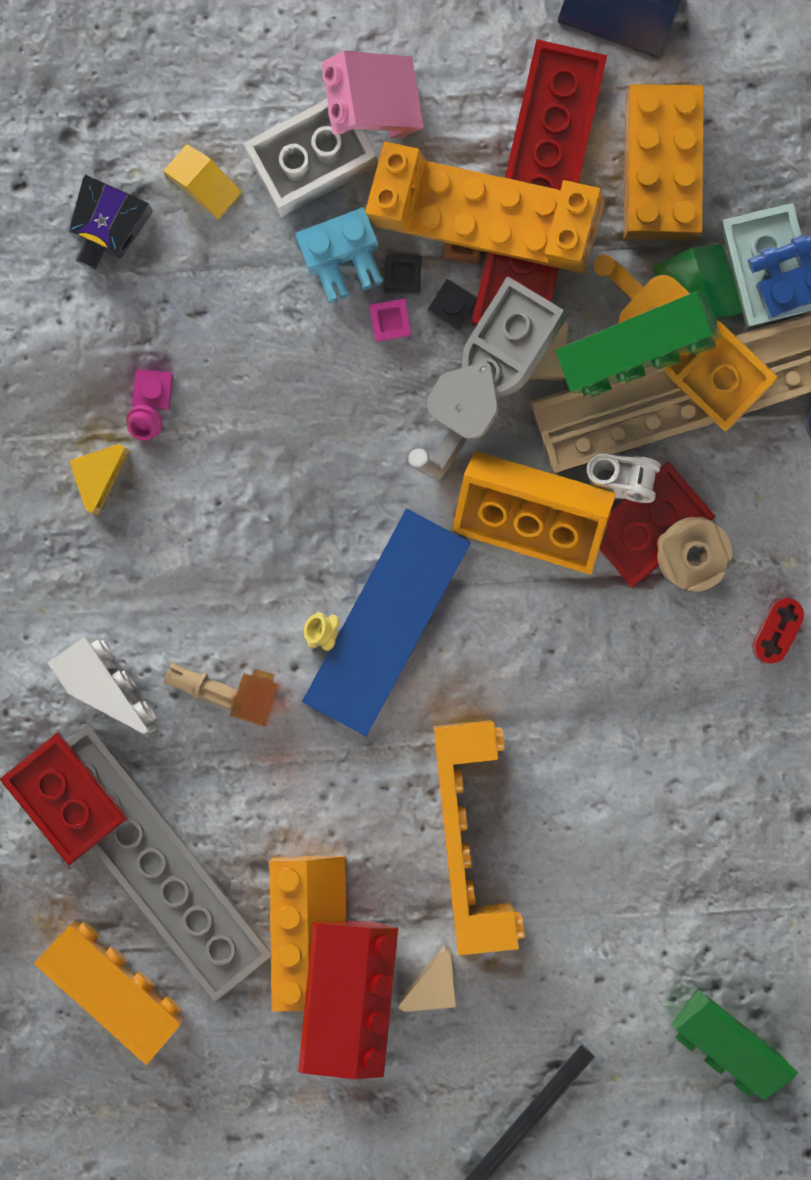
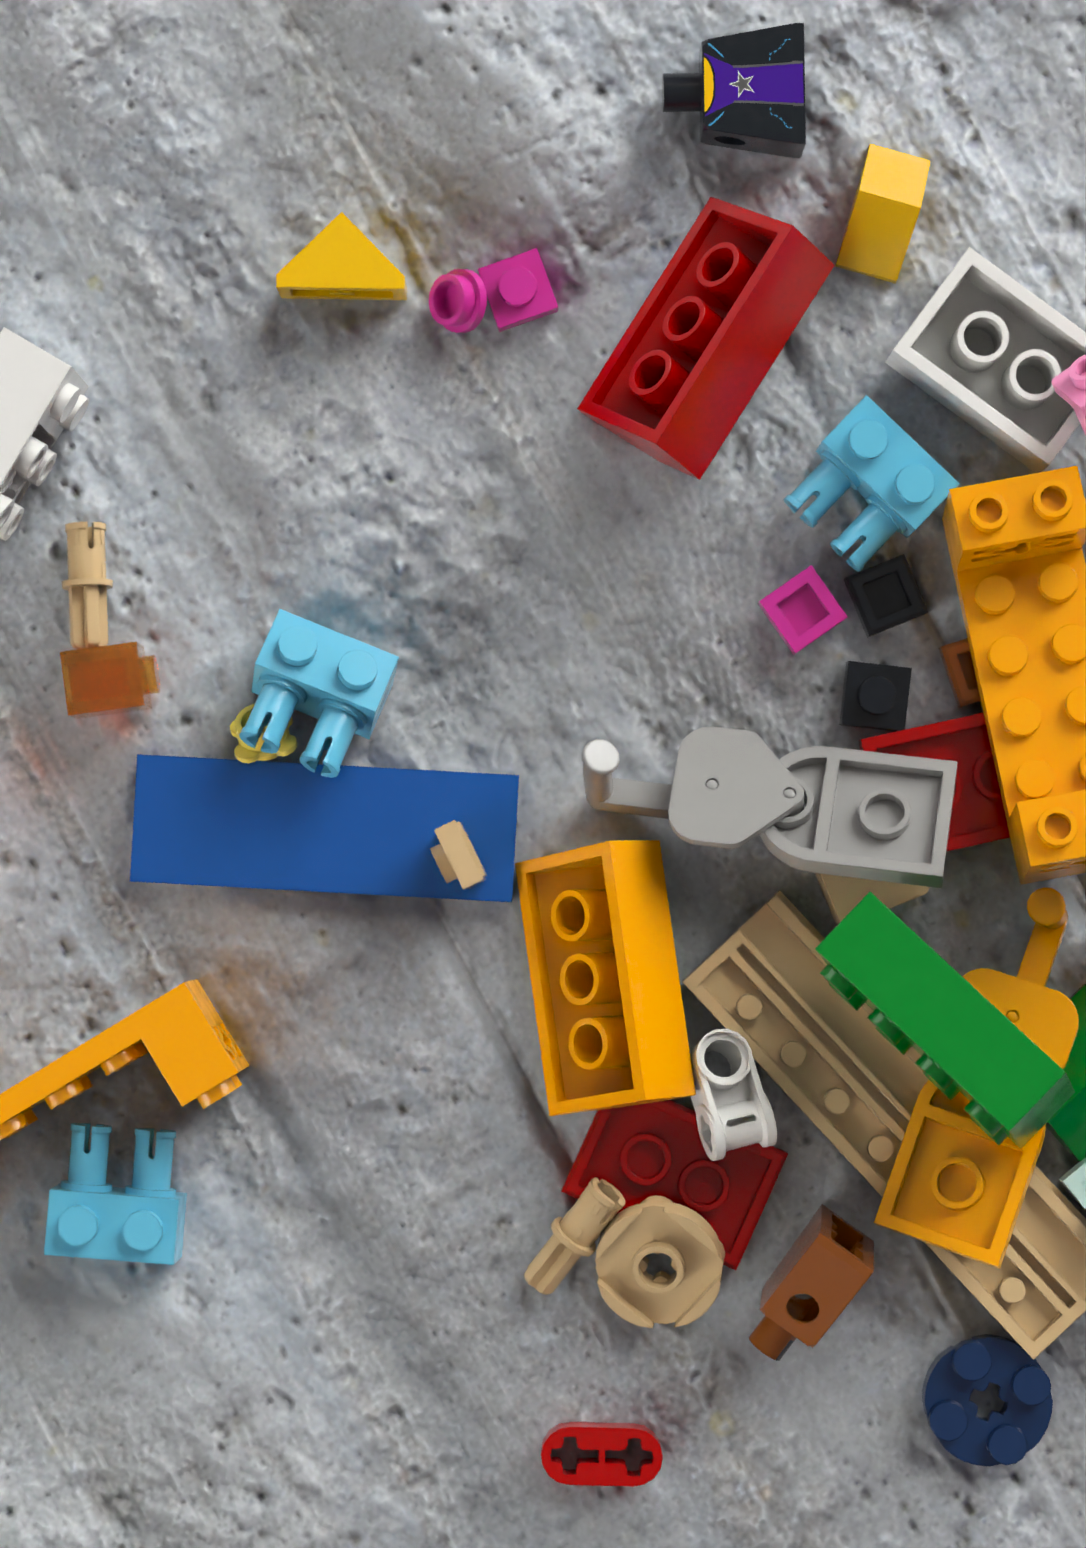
camera: 60 degrees right, 0 degrees up
(223, 302) = (707, 335): none -> red slope
(307, 585) = (322, 677): none -> medium azure brick
(435, 556) = (457, 856): none -> tan plate
(541, 826) = (113, 1222): none -> medium azure brick
(659, 591) = (574, 1235): none -> tan axle
(735, 466) = (827, 1263): none -> dark orange torso

